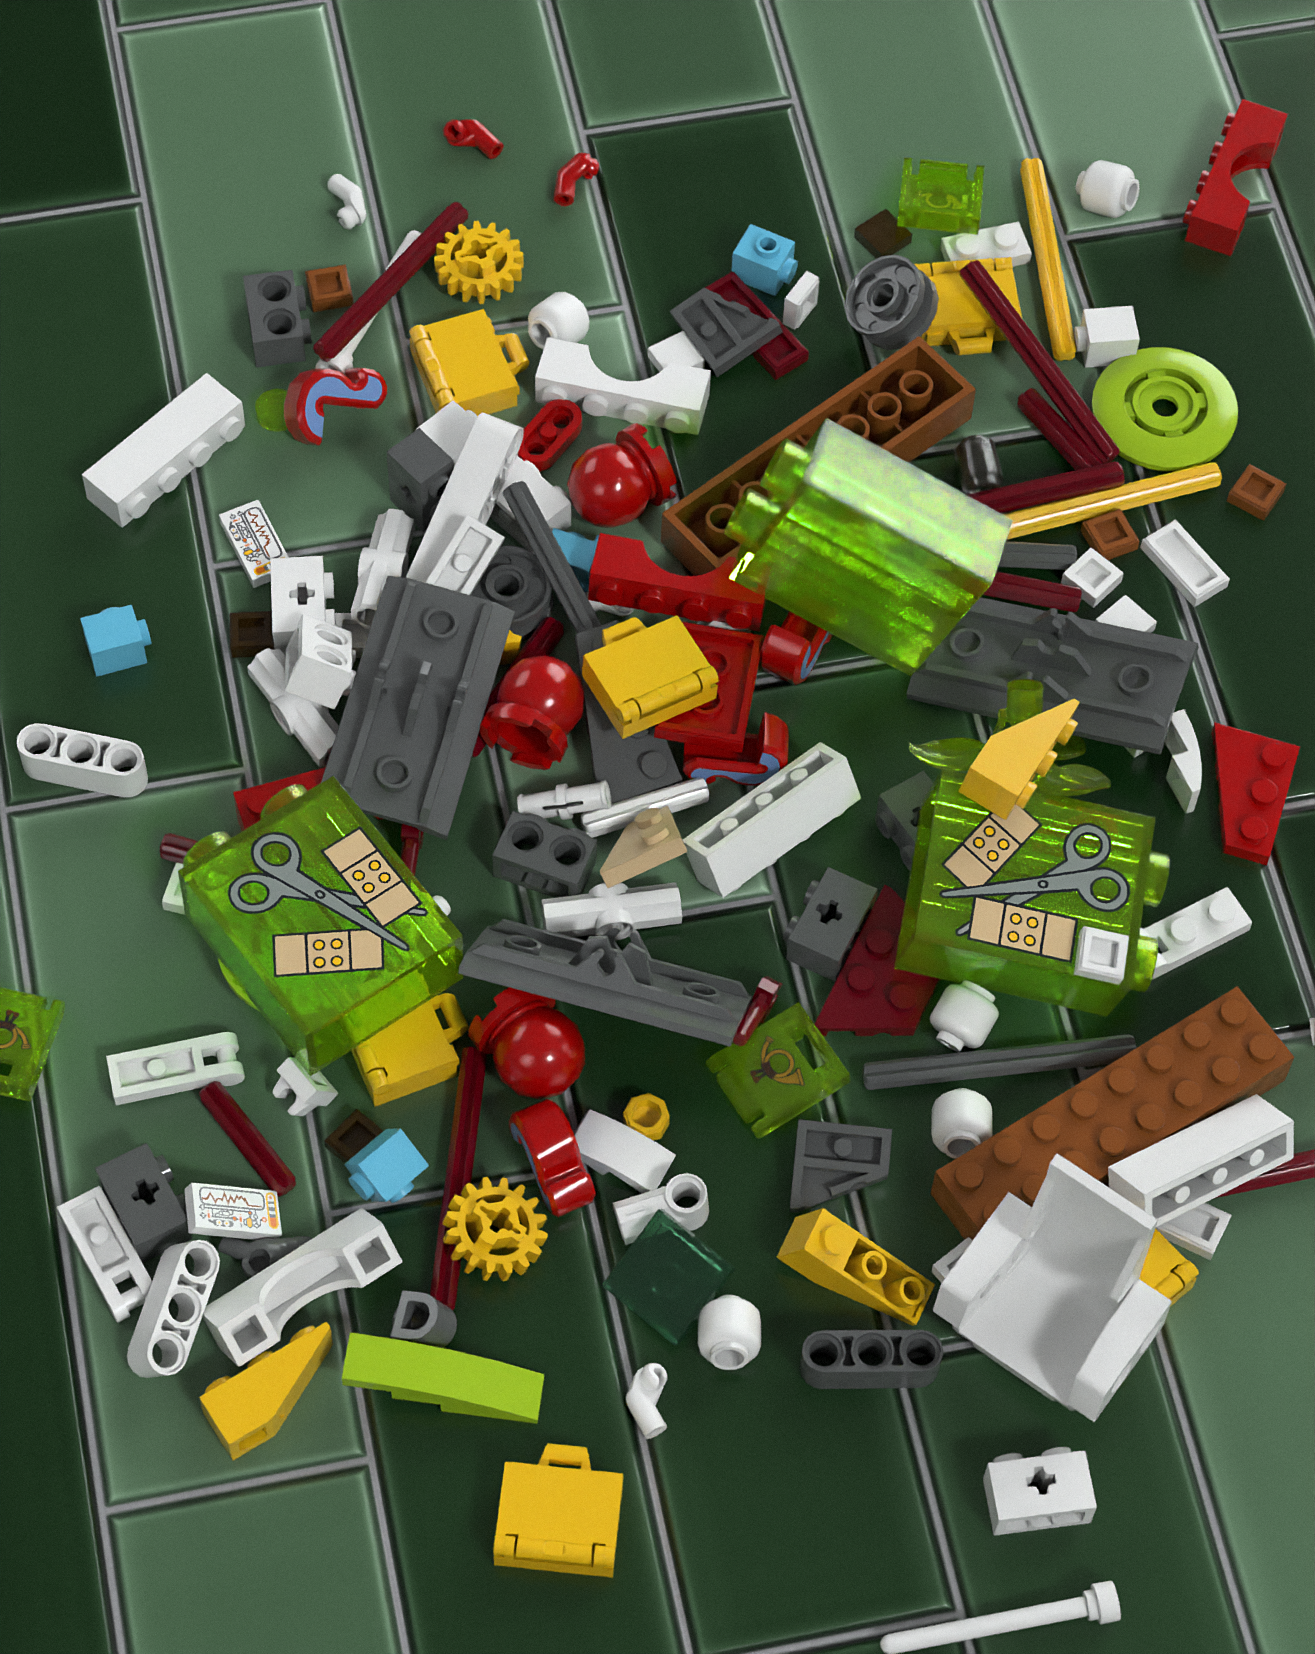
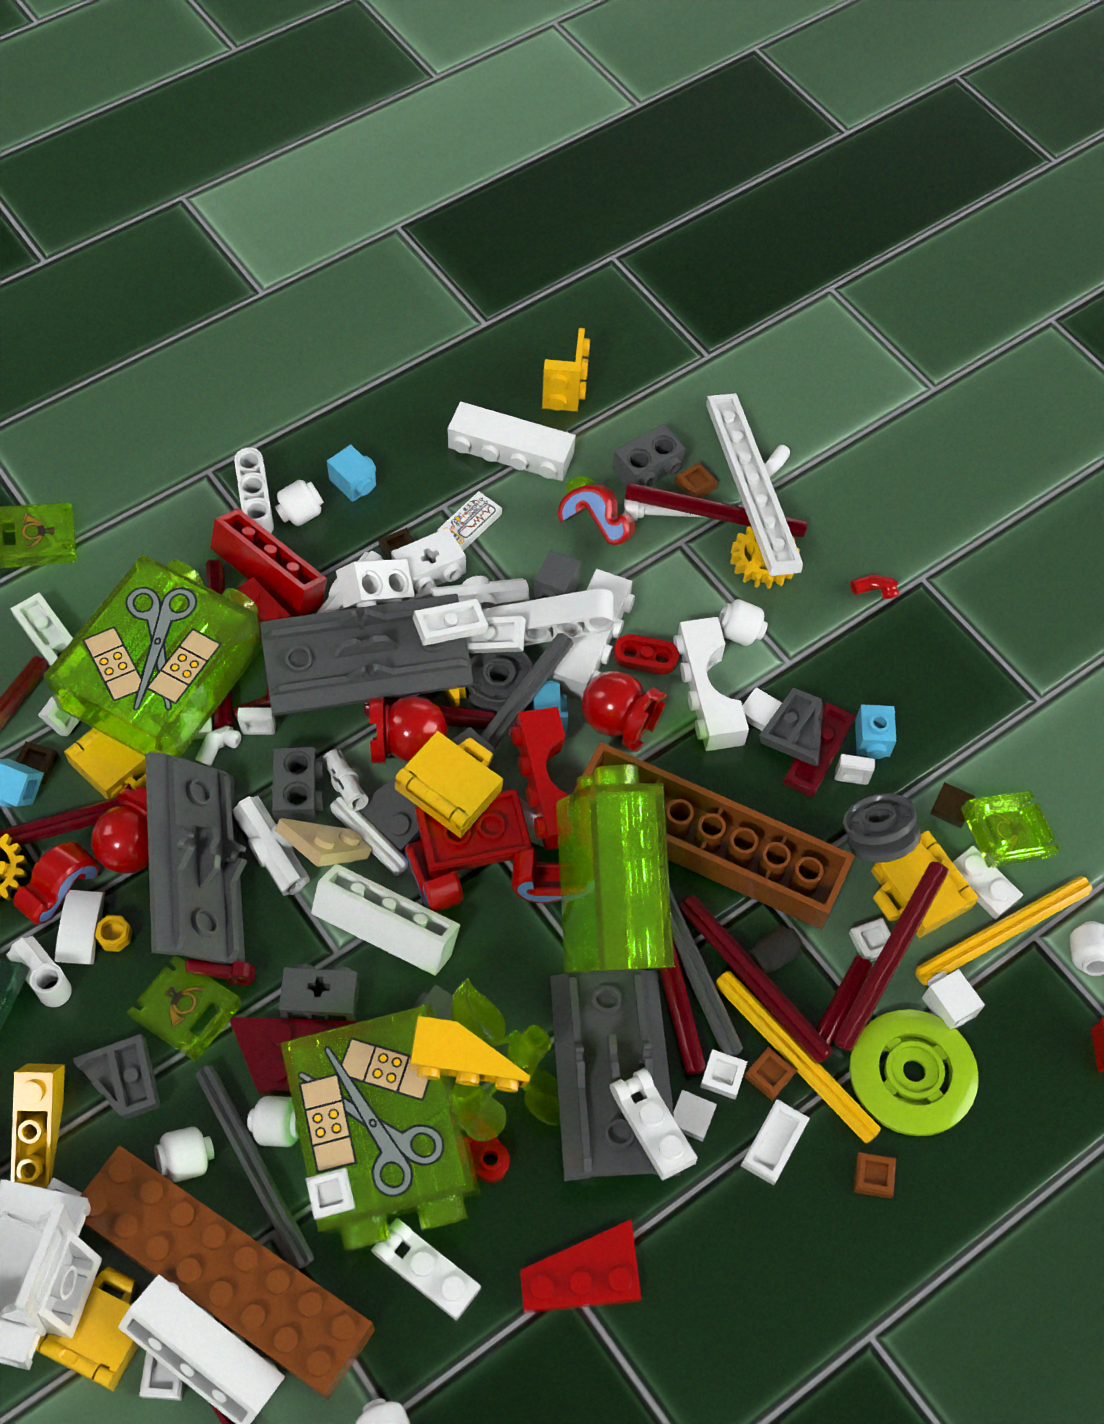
camera: 65 degrees right, 0 degrees up
(114, 338) = (563, 379): none -> yellow bracket
(128, 712) = (299, 502): none -> white head
(206, 775) = (271, 563): none -> red brick
(380, 223) = (754, 485): none -> white plate
(433, 866) = (256, 721): none -> white tile
(437, 589) = (450, 622): none -> white plate
(465, 363) = (675, 583): yellow piece -> none
(472, 134) = (873, 512): red arm -> none
(1003, 378) = (870, 938): none -> white tile
(1142, 639) = (653, 1124): none -> white plate
(1185, 766) = (573, 1212): white slope -> none

